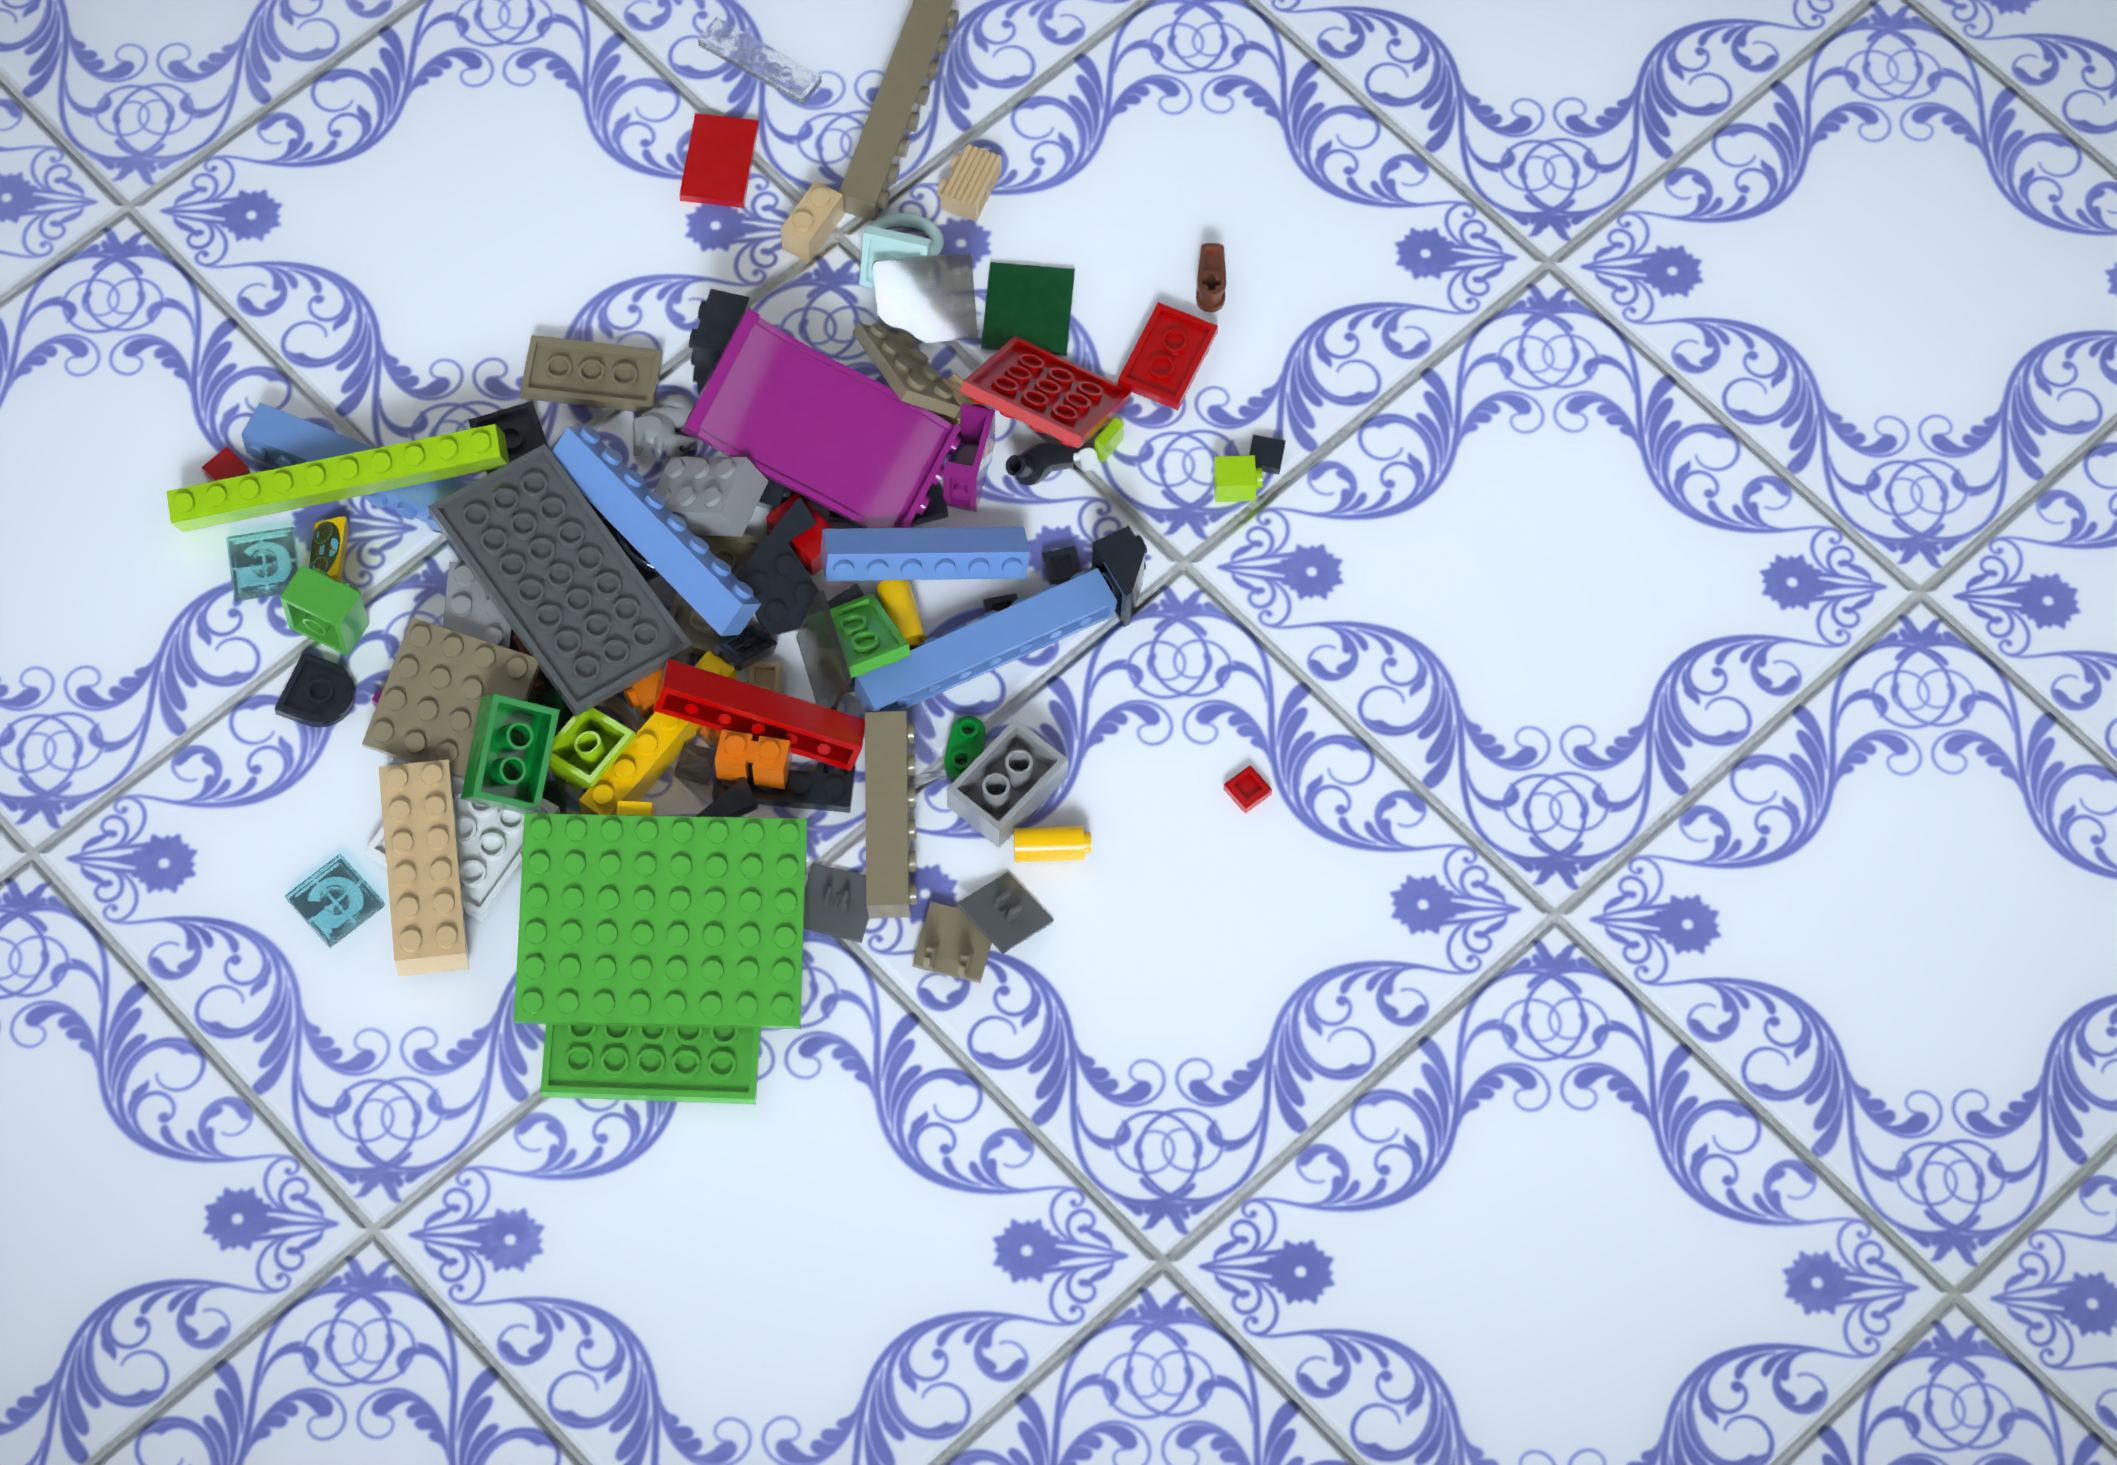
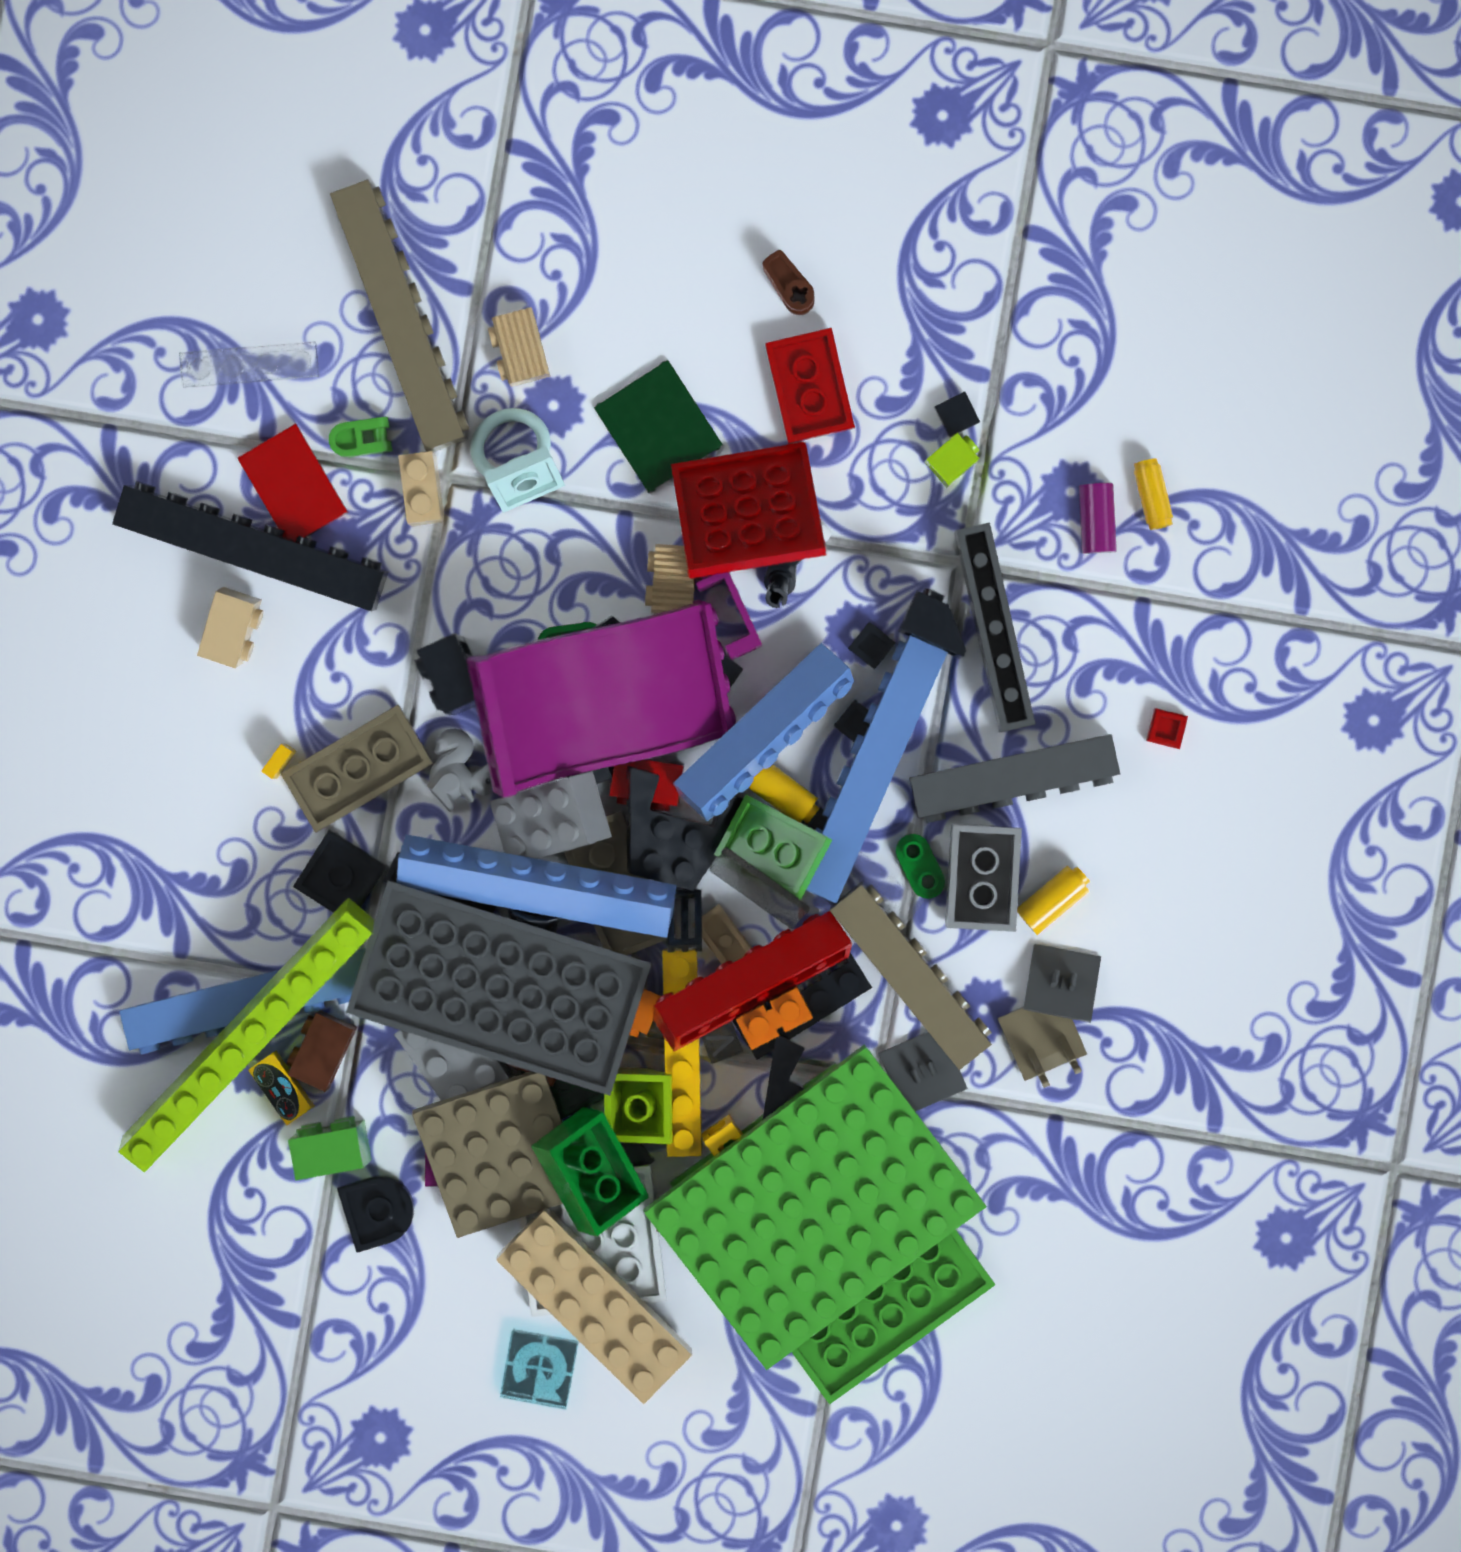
camera: 40 degrees left, 25 degrees up
(225, 466) = (137, 1080): red tile -> none
(262, 562) = (238, 1135): clear light blue tile -> none
(383, 545) = (321, 1050): none -> copper brick
(538, 324) = (278, 761): none -> yellow tile
(585, 212) = (230, 628): none -> tan brick
(651, 174) = (250, 547): none -> black brick
(788, 155) = (348, 438): none -> bright green plate
(906, 369) = (621, 581): dark tan plate -> none
(927, 297) = (576, 494): clear smoke piece -> none
(1096, 733) = (1015, 776): none -> dark grey brick
(1109, 439) = (823, 501): lime tile -> none
(1168, 612) = (994, 627): none -> dark grey brick
(1318, 599) = (1097, 518): none -> magenta brick
(1375, 612) = (1153, 494): none -> yellow piece

